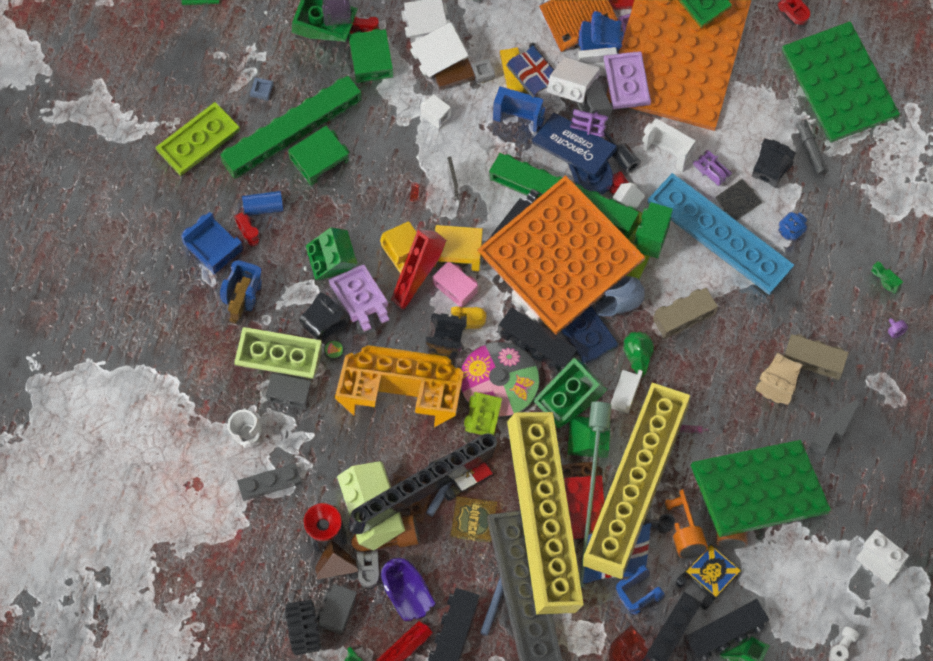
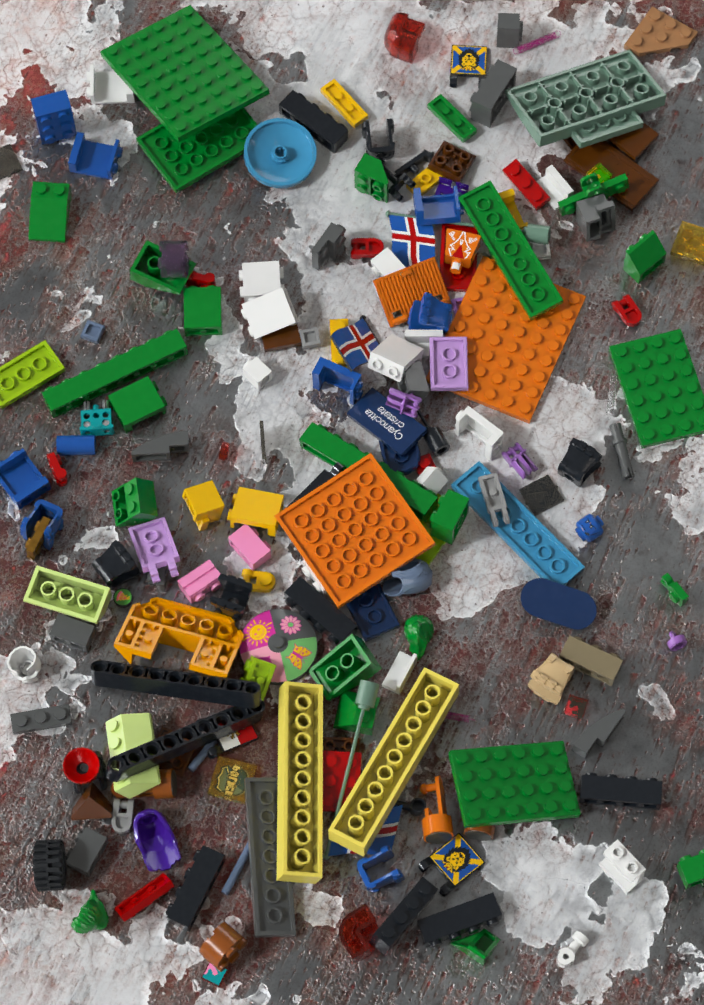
camera: 10 degrees right, 0 degrees up
(280, 176) = (96, 421): none -> teal piece
(350, 195) = (162, 447): none -> dark grey slope
(403, 429) = (176, 684): none -> black beam
(410, 325) = (200, 582): none -> bright pink brick
(420, 261) = (217, 520): red slope -> none
(685, 312) = (469, 601): dark tan brick -> none
(693, 207) = (493, 497): none -> light grey hinge
(774, 304) = (558, 603): none -> dark blue tile
(807, 404) = (576, 707): none -> clear red tile
(866, 483) = (620, 792): none -> black brick

